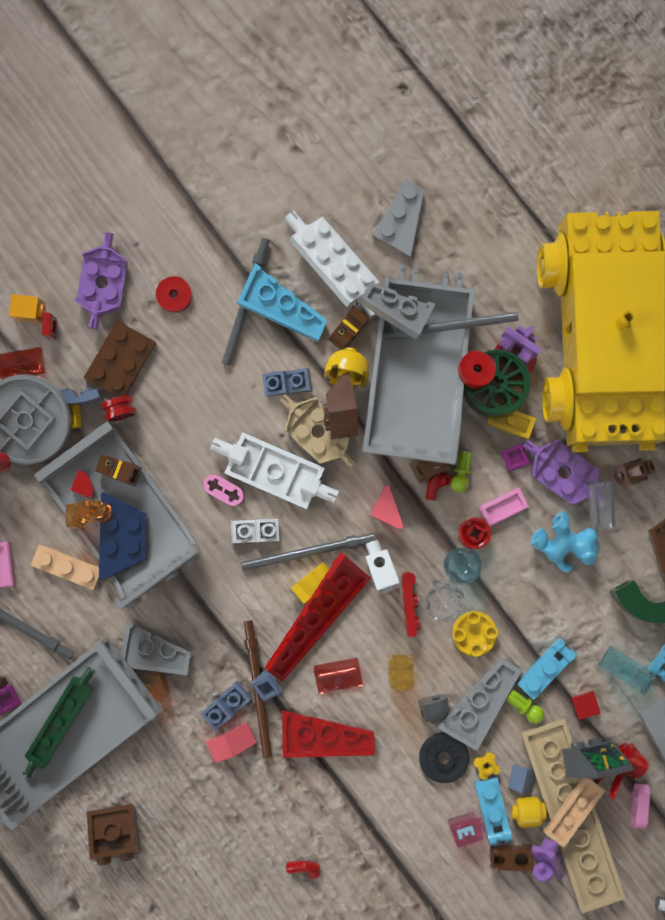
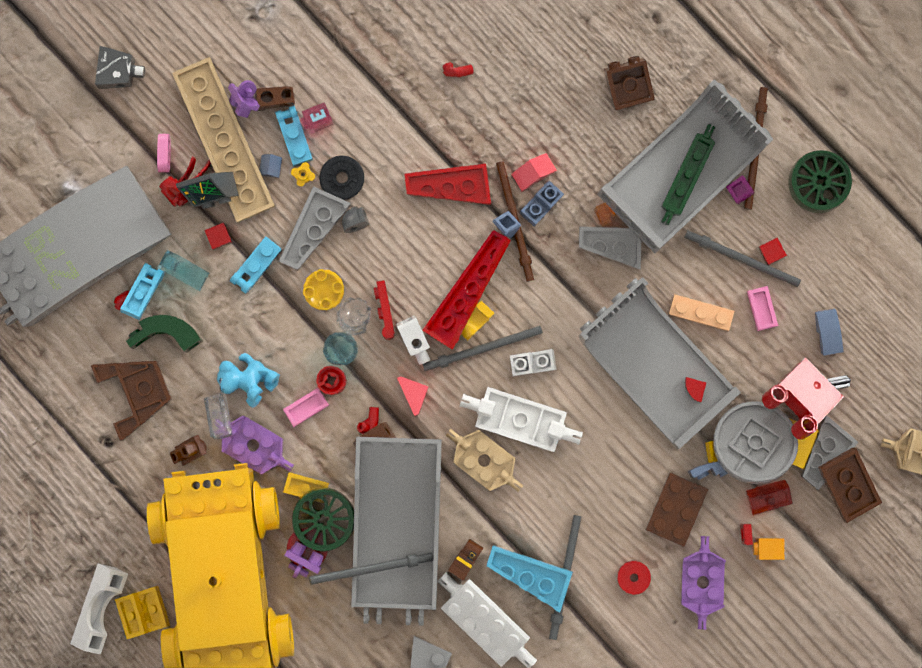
camera: 175 degrees right, 0 degrees up
(85, 512) = (687, 363): clear orange leg -> none
(118, 470) = (664, 405): reddish brown leg -> none
(119, 408) = (671, 462): red wheel -> none
(121, 538) = (654, 345): dark blue wing -> none
(221, 494) = (567, 392): bright pink beam -> none
(287, 382) = (517, 504): sand blue slope -> none
(337, 675) = (443, 240): clear red slope -> none
(341, 409) = (465, 479): reddish brown slope -> none
(347, 361) = (462, 521): yellow cylinder -> none
(400, 311) = (419, 577): light grey wing -> none
(400, 672) = (388, 248): clear yellow brick -> none
(460, 482) = (347, 425): lime axle -> none
(469, 375) = (340, 537): red piece -> none
(515, 457) = (299, 454): magenta tile -> none
(528, 812) = (262, 138): yellow head -> none
(534, 713) = (264, 224): lime axle -> none
(574, 811) = (223, 143): light nougat plate -> none

